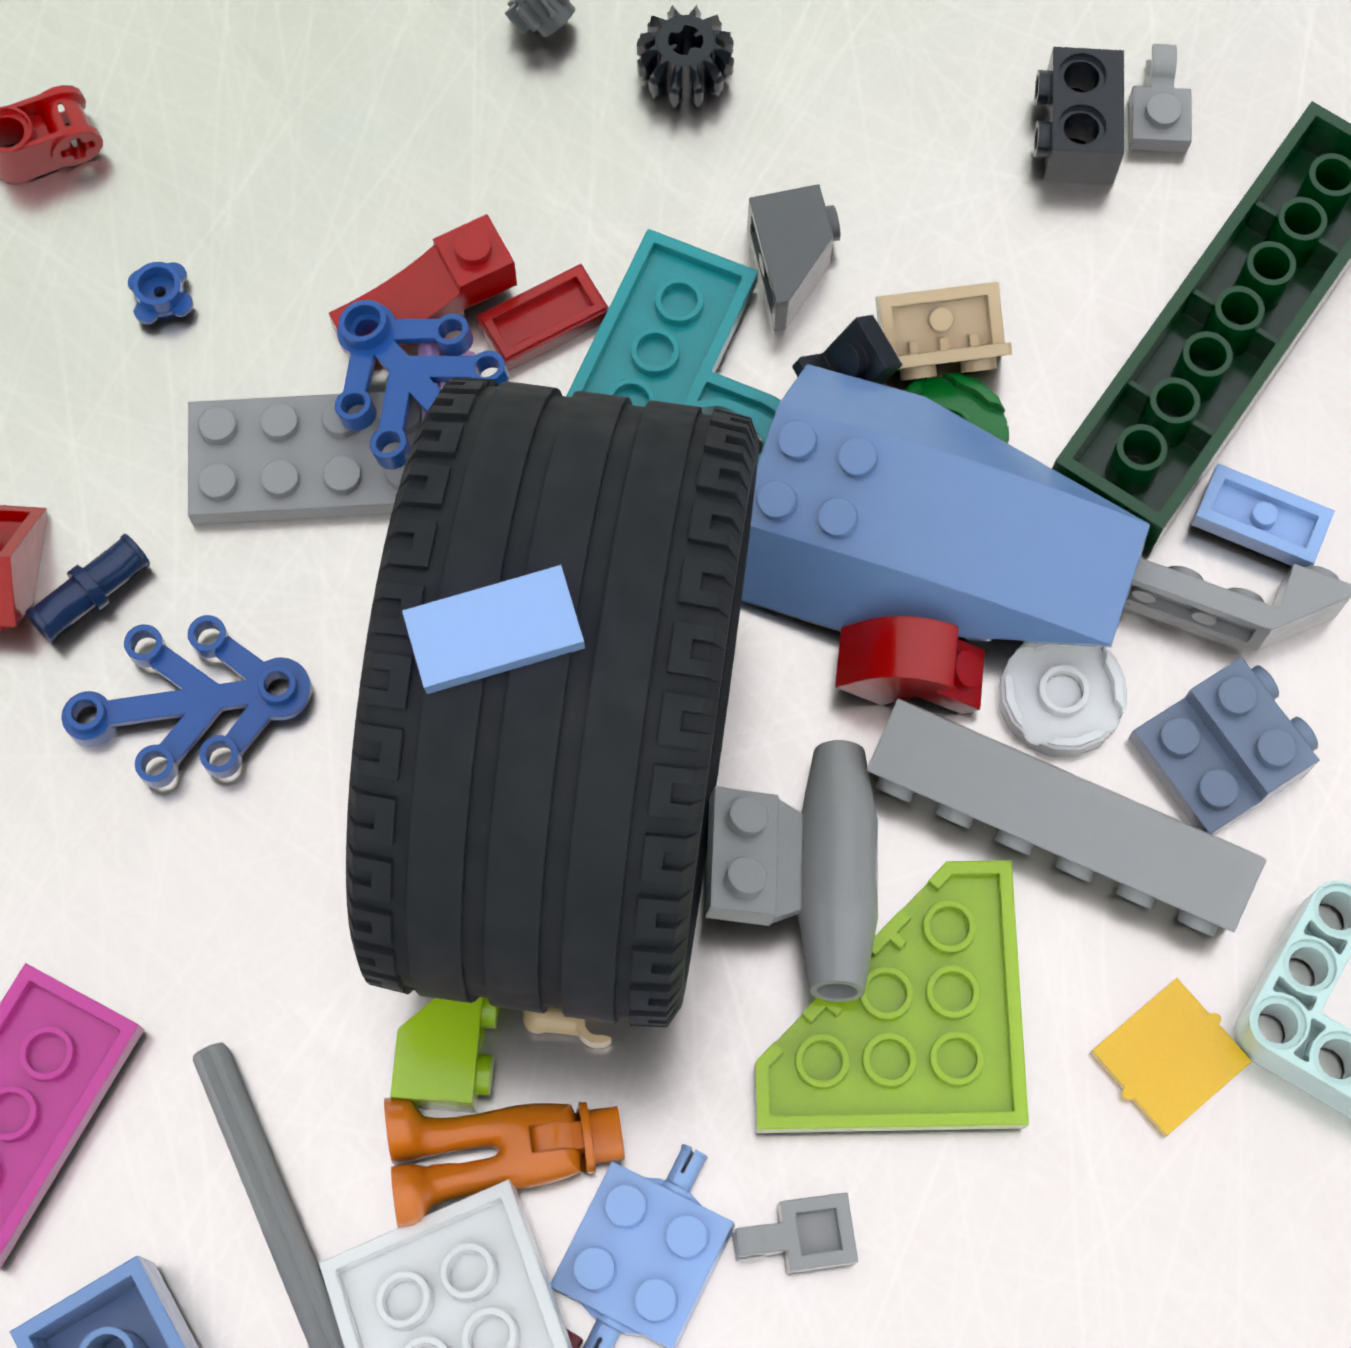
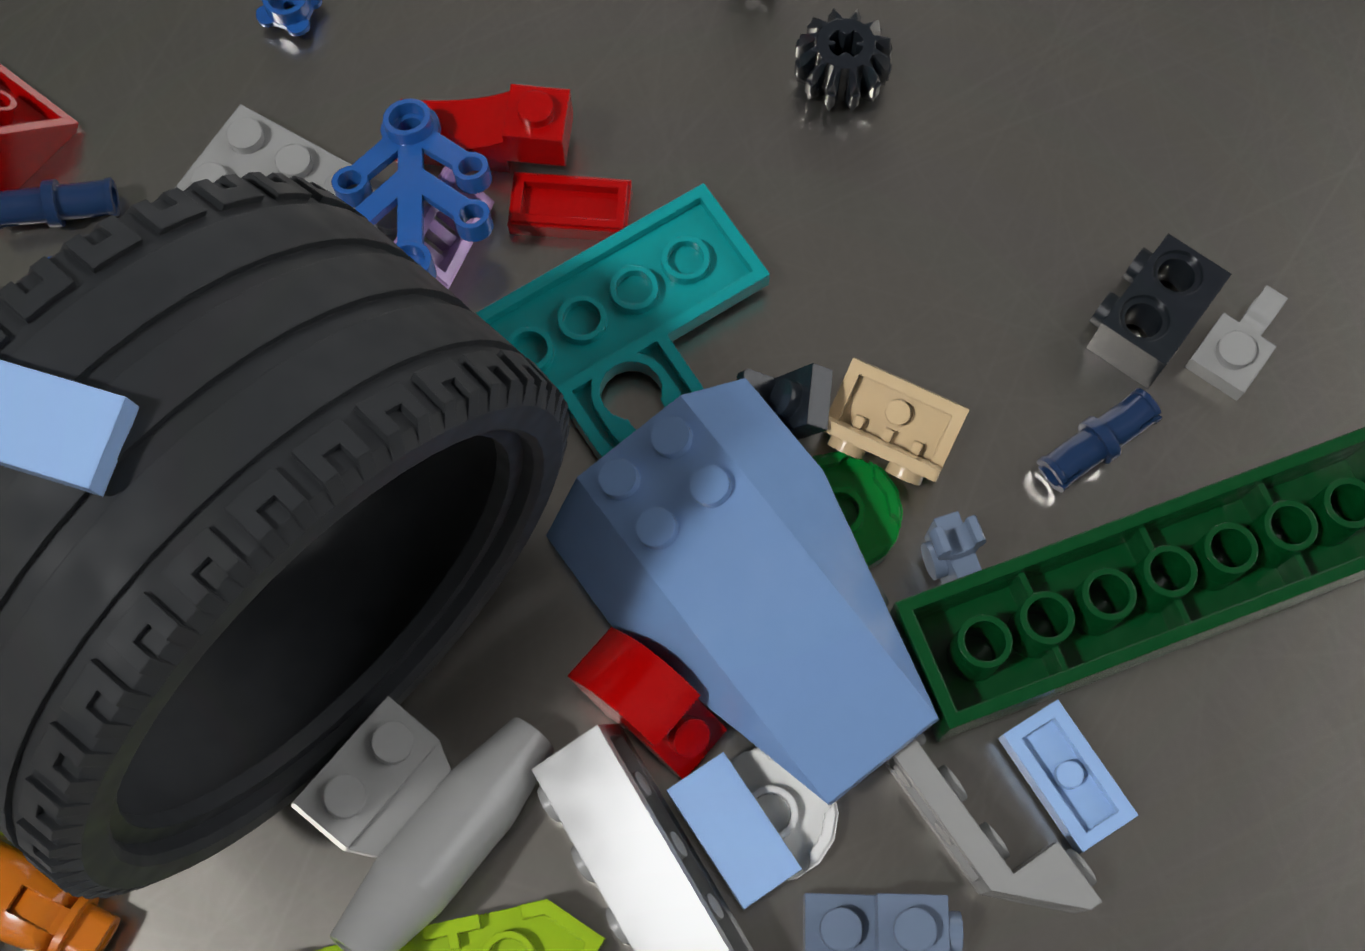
camera: 35 degrees right, 0 degrees up
(791, 246) = (814, 272): dark grey slope -> none
(1049, 717) = (733, 830): none -> light blue tile
(1059, 399) = (952, 547): none -> sand blue plate
(1108, 246) = (1099, 439): none -> dark blue pin

